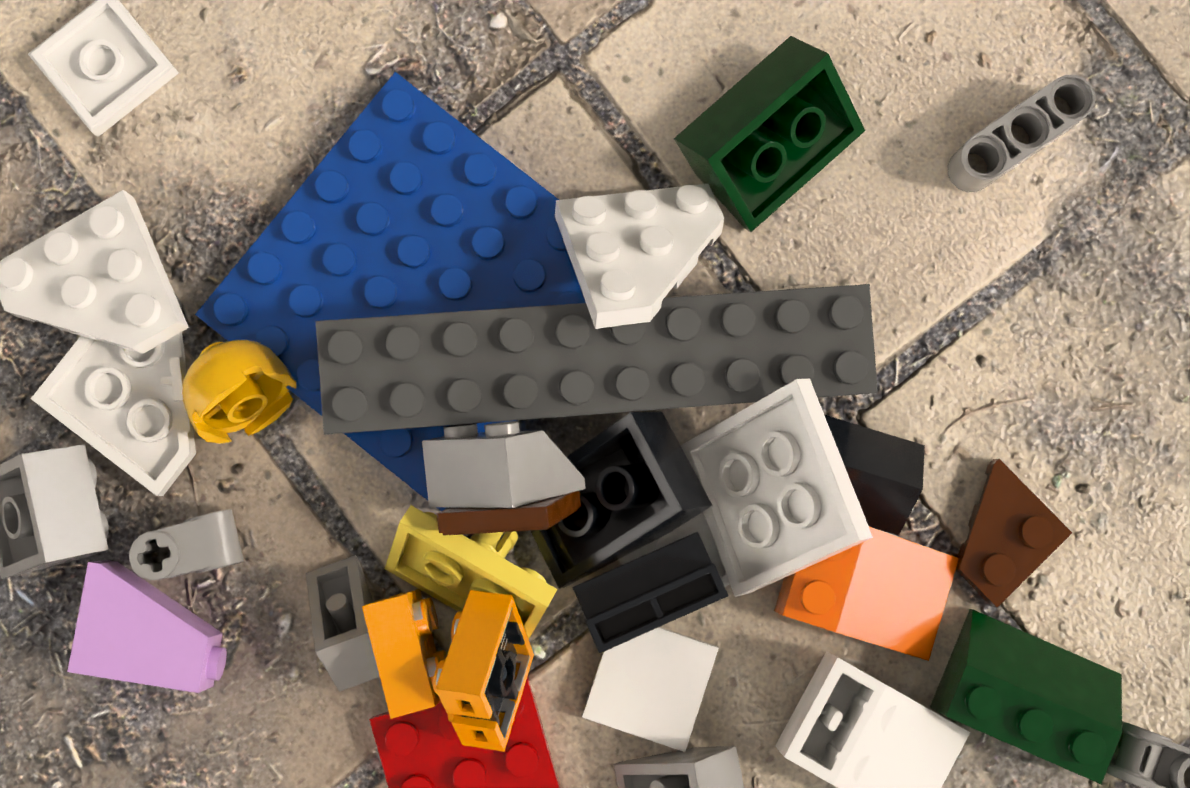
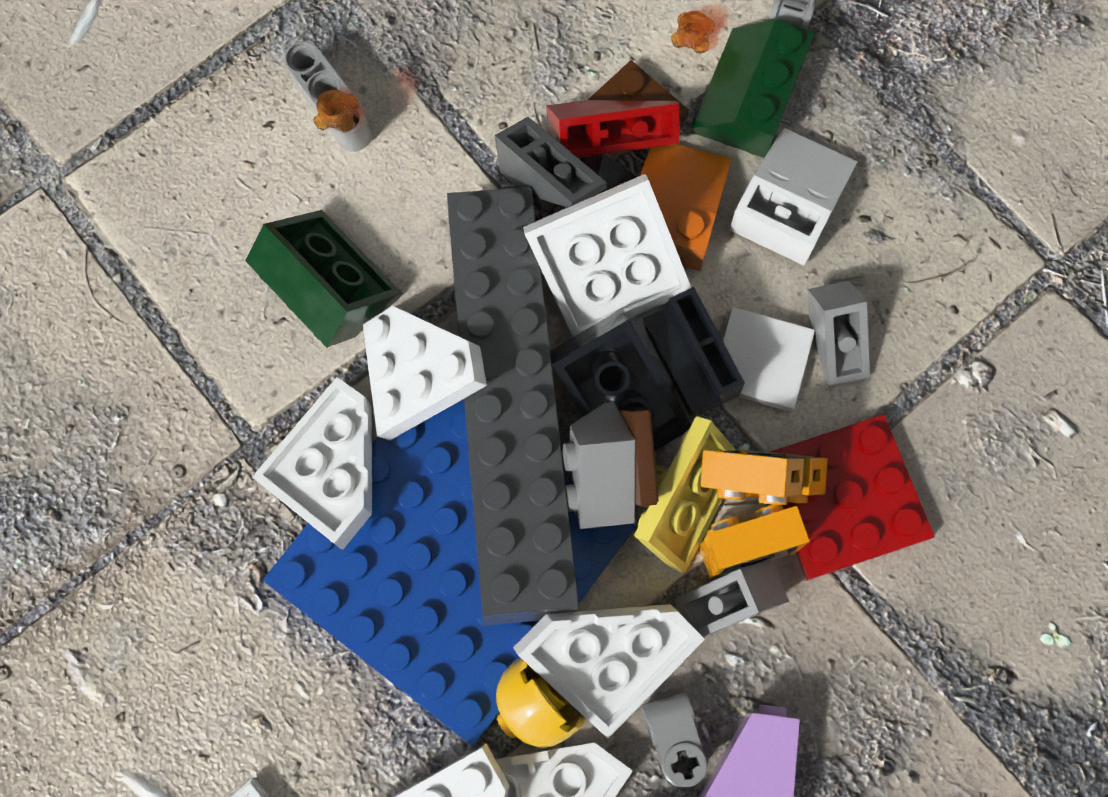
camera: 85 degrees left, 10 degrees down
(278, 472) = (608, 657): none -> white plate
(525, 141) = (327, 464): none -> white plate
(904, 413) = (538, 161): none -> dark grey slope
(968, 500) = (613, 125): none -> red slope
(999, 130) = (331, 101): none -> clear orange plate
(1130, 622) = (695, 22): none -> clear orange plate

